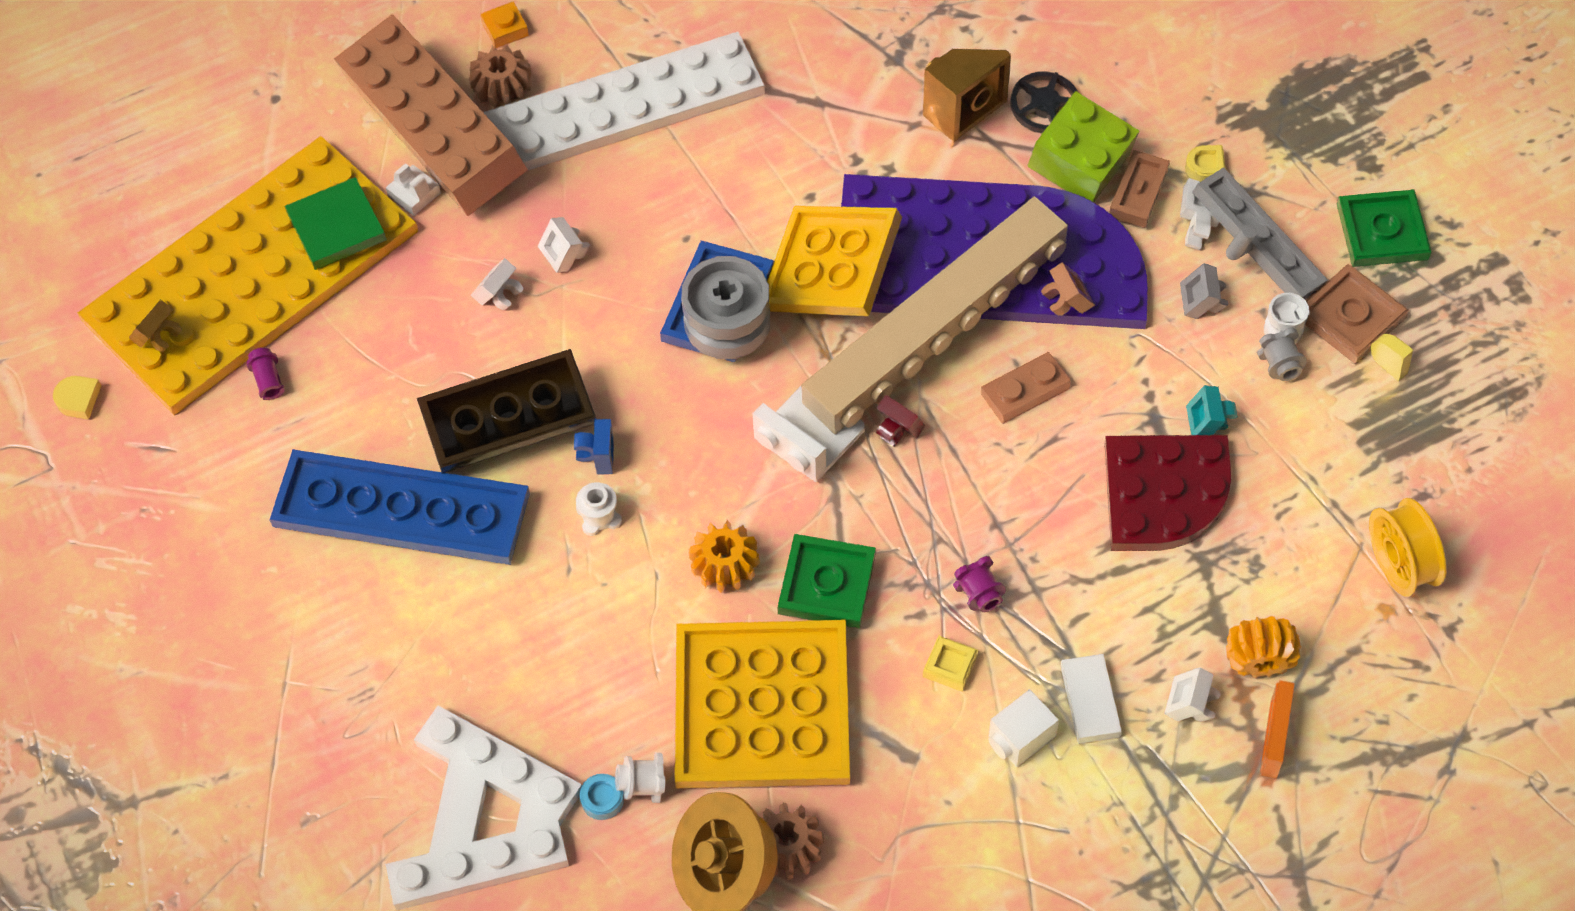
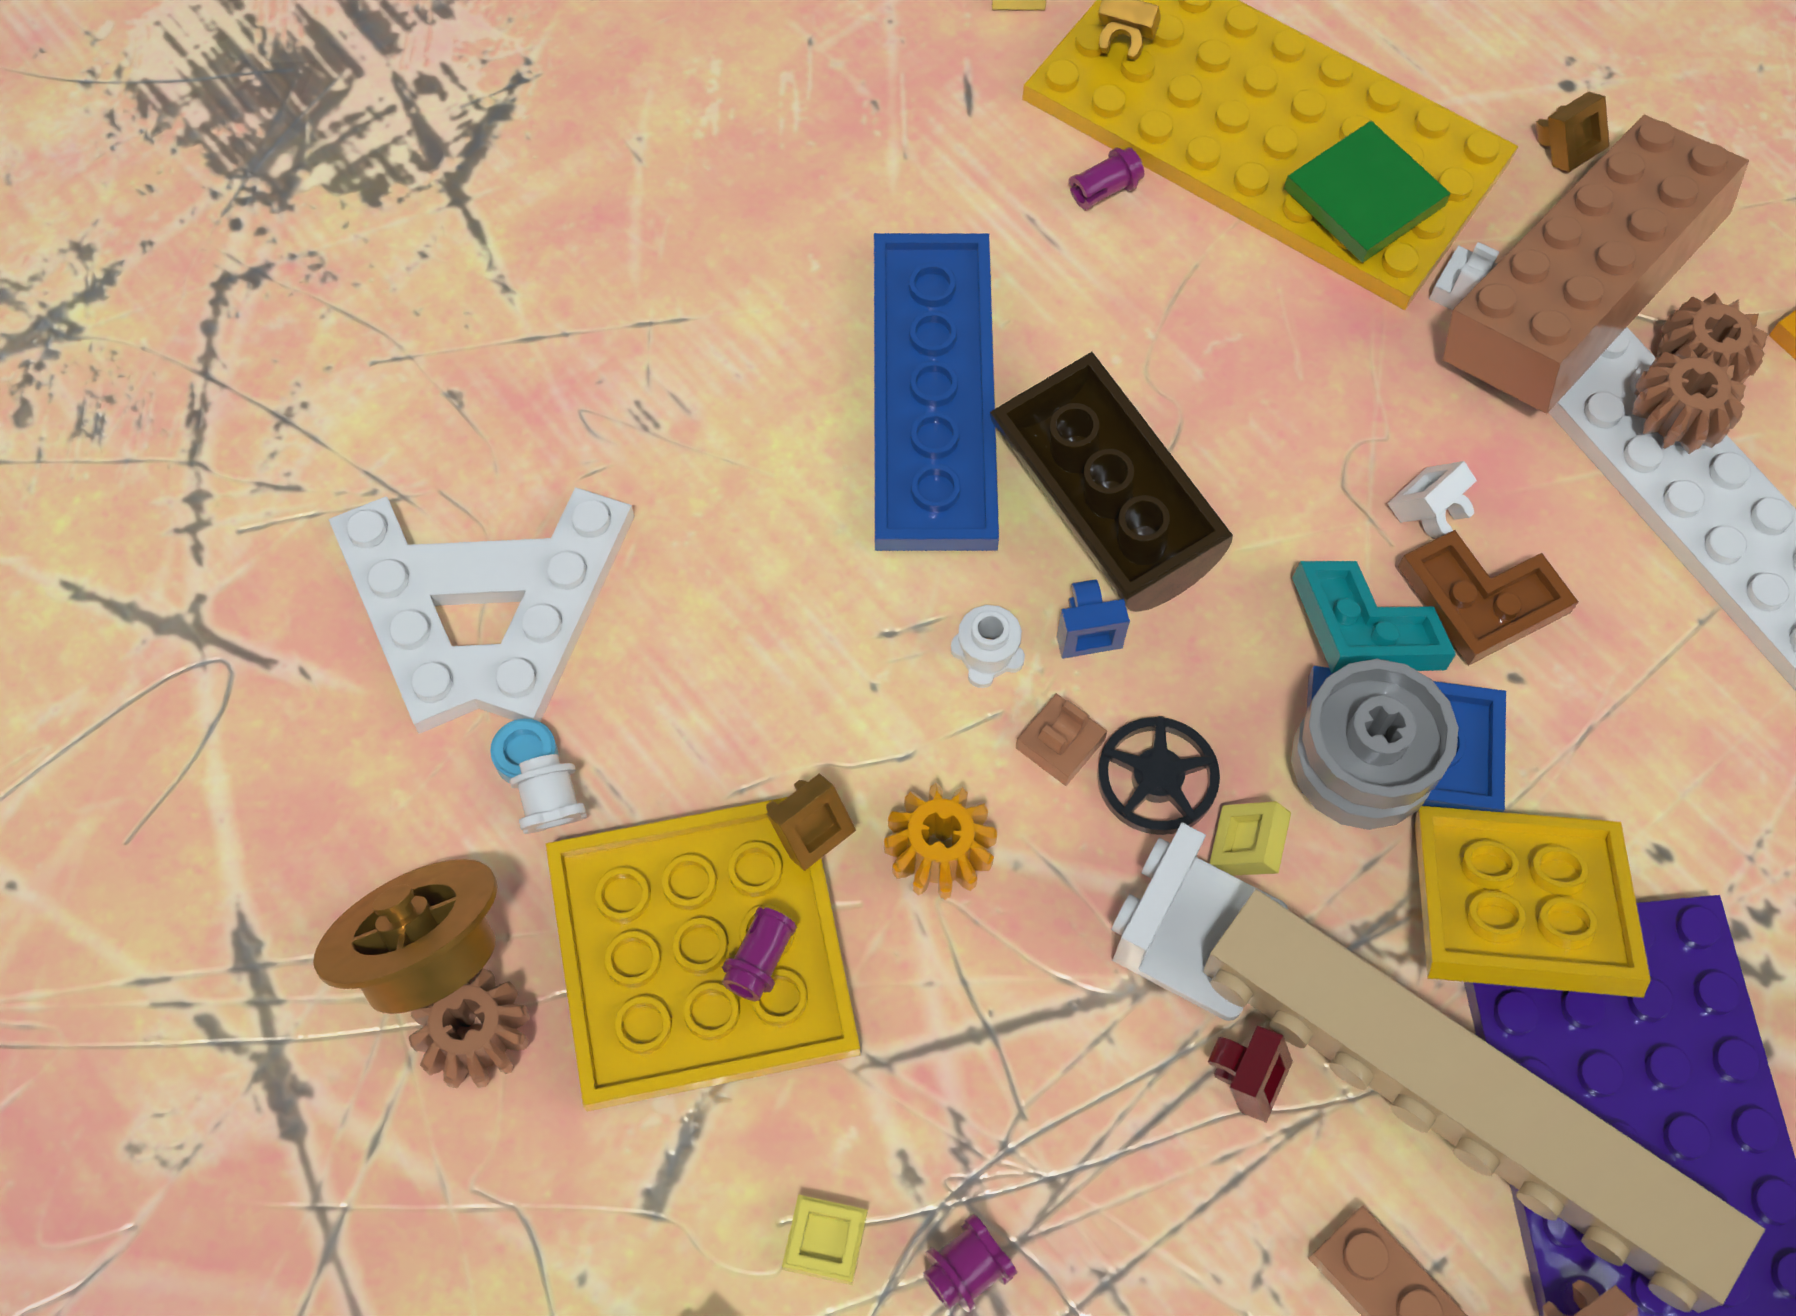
camera: 75 degrees right, 5 degrees up
(320, 102) = (1575, 131): none -> pearl gold tile
(494, 284) = (1337, 421): white tile -> none
(543, 94) = (1689, 399): none -> nougat gear
(642, 241) = (1480, 610): none -> dark orange plate
(643, 306) = (1357, 630): none -> teal plate
(669, 482) = (1061, 739): none -> nougat tile
(703, 617) = (810, 821): none -> pearl gold tile
(705, 435) = (1158, 774): none -> black wheel
(758, 388) = (1250, 838): none -> light yellow plate
(780, 660) = (758, 955): none -> magenta pin
(826, 580) = (931, 1009): green plate -> none

